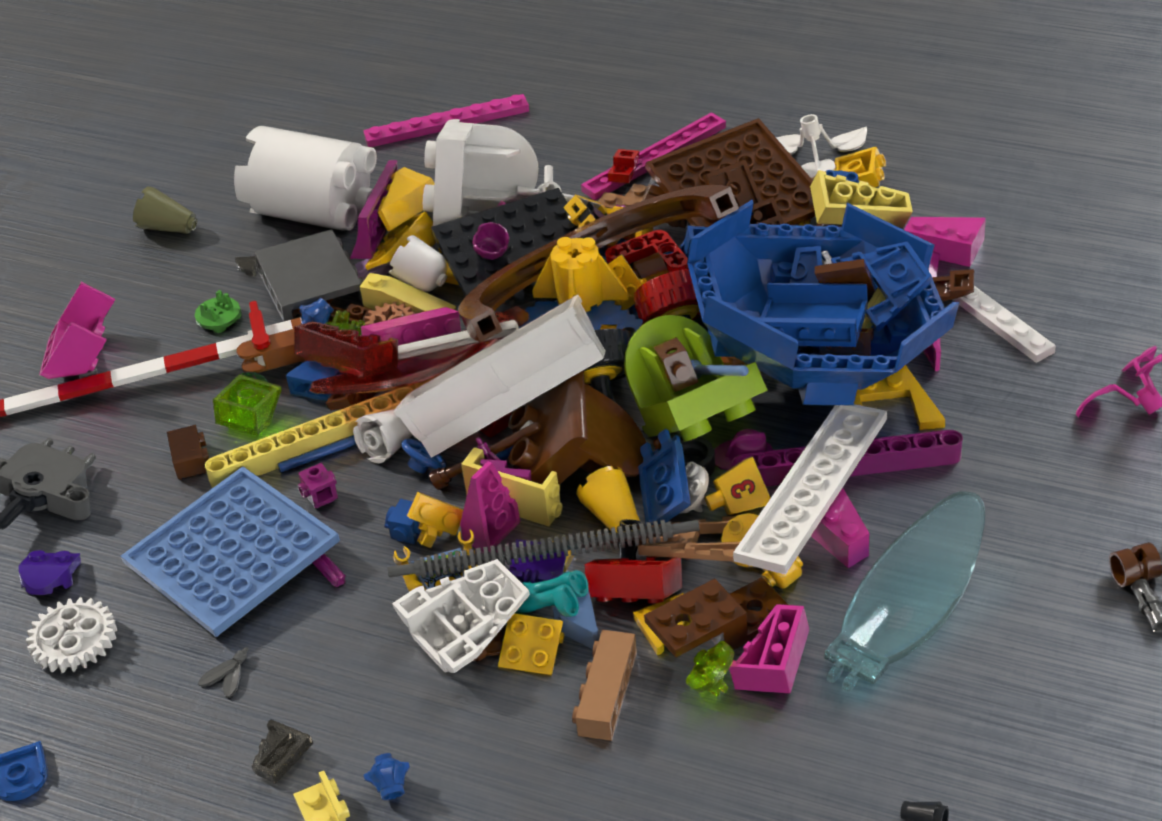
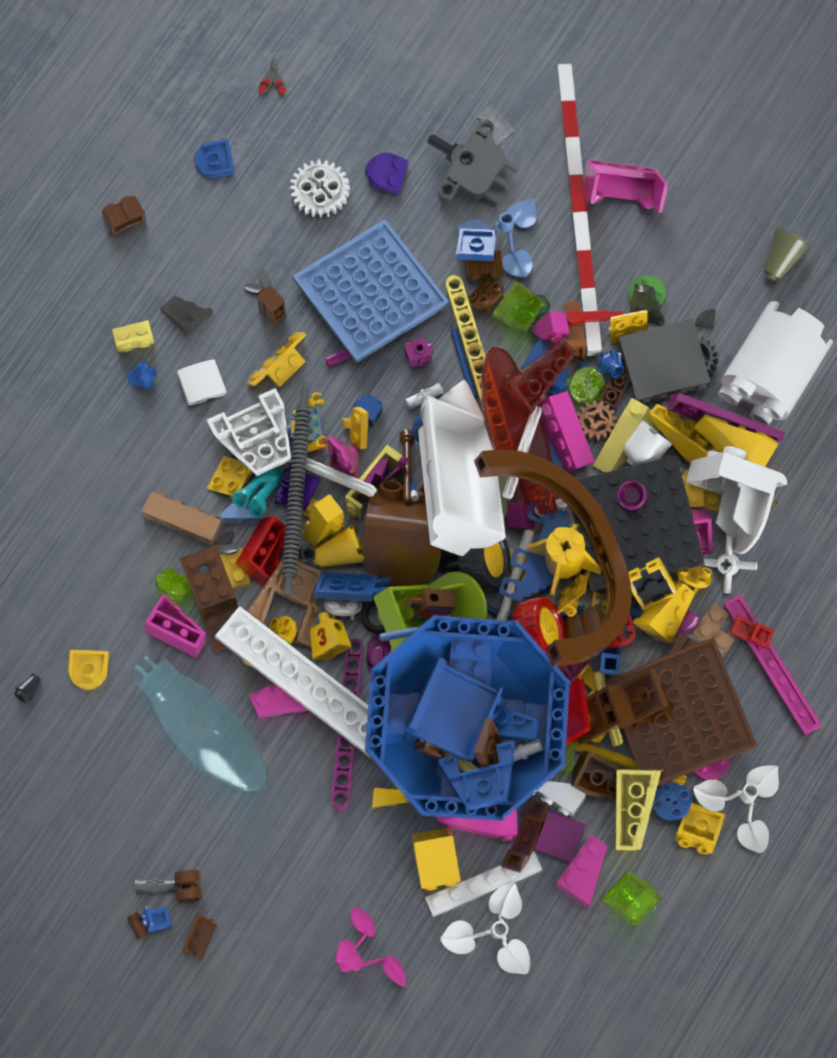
camera: 95 degrees right, 30 degrees up
(128, 423) = (524, 216): none -> medium blue plant
(159, 452) = (476, 244): none -> tile
(229, 432) = (486, 295): none -> reddish brown plate
(234, 301) = (645, 299): none -> clear smoke wing
(261, 640) = (271, 305): none -> reddish brown brick
(267, 308) = (627, 324): none -> yellow hinge
(275, 360) = (551, 326): none -> dark pink slope
(346, 626) = (282, 364): none -> yellow bracket
(370, 467) = (419, 398): none -> white pin
(388, 709) = (201, 382): none -> white slope
(519, 495) = (339, 477): none -> white axle
(578, 509) = (325, 522): none -> yellow wedge
(641, 633) = (223, 546): none -> dark grey piece
(866, 752) = (88, 668): none -> yellow tile
(958, 199) = (631, 898): none -> clear neon green slope
(983, 351) = (435, 858): none -> yellow slope
(1052, 274) = (511, 958): none -> white plant

